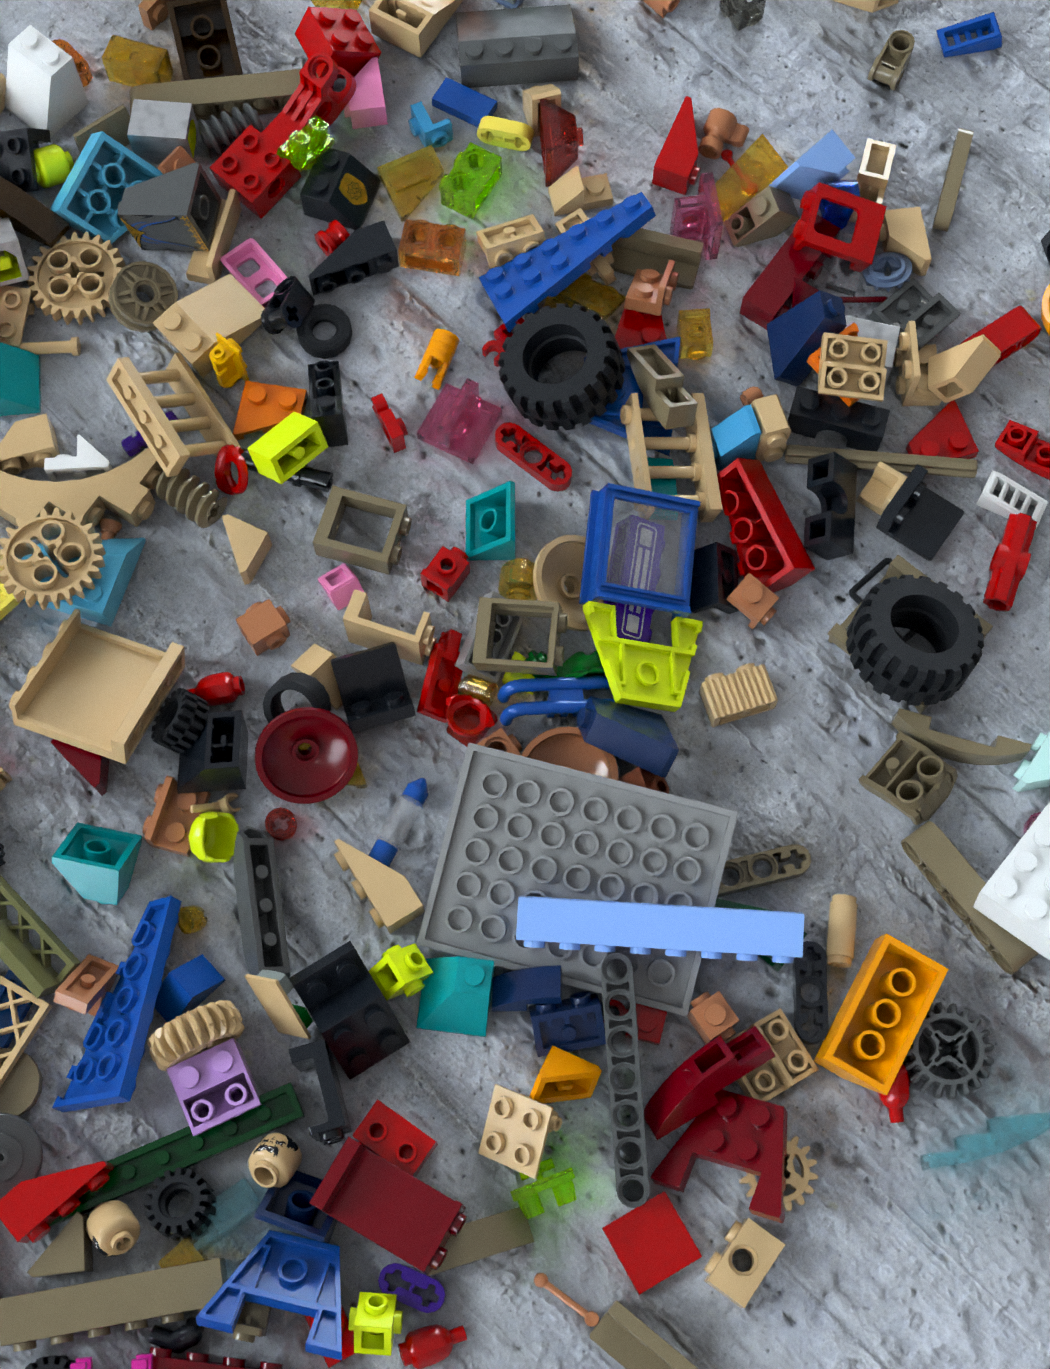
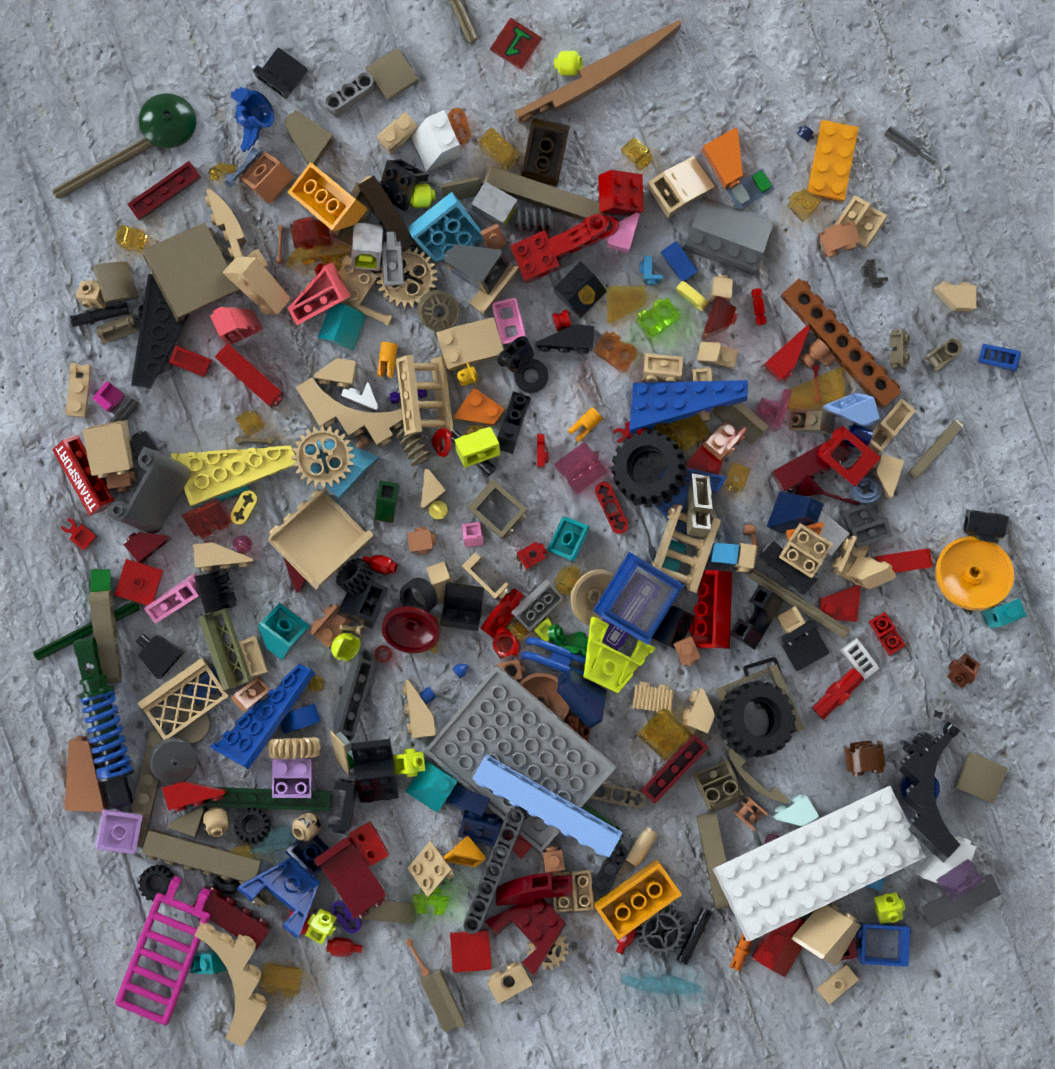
camera: 25 degrees right, 15 degrees up
(43, 254) = (392, 261): none -> light grey hinge
(69, 924) = (254, 656): none -> tan plate
(95, 395) = (388, 355): none -> light orange hinge
(183, 590) = (386, 501): none -> dark green slope
(270, 573) = (438, 510): none -> light yellow tile
(307, 144) = (569, 262): clear neon green hips -> none
(485, 630) = (532, 609): dark tan window -> none
(605, 111) = (758, 304): none -> red axle
(763, 111) = (842, 354): none -> dark orange brick
(785, 733) = (664, 733): none -> clear yellow bracket
(823, 677) = (700, 713): none -> tan slope
(827, 781) = (674, 768): none -> dark red brick
(836, 89) = (899, 341): none -> dark tan hinge
(981, 794) = (755, 815): none -> nougat piece
(1002, 1033) = (696, 931): none -> black pin

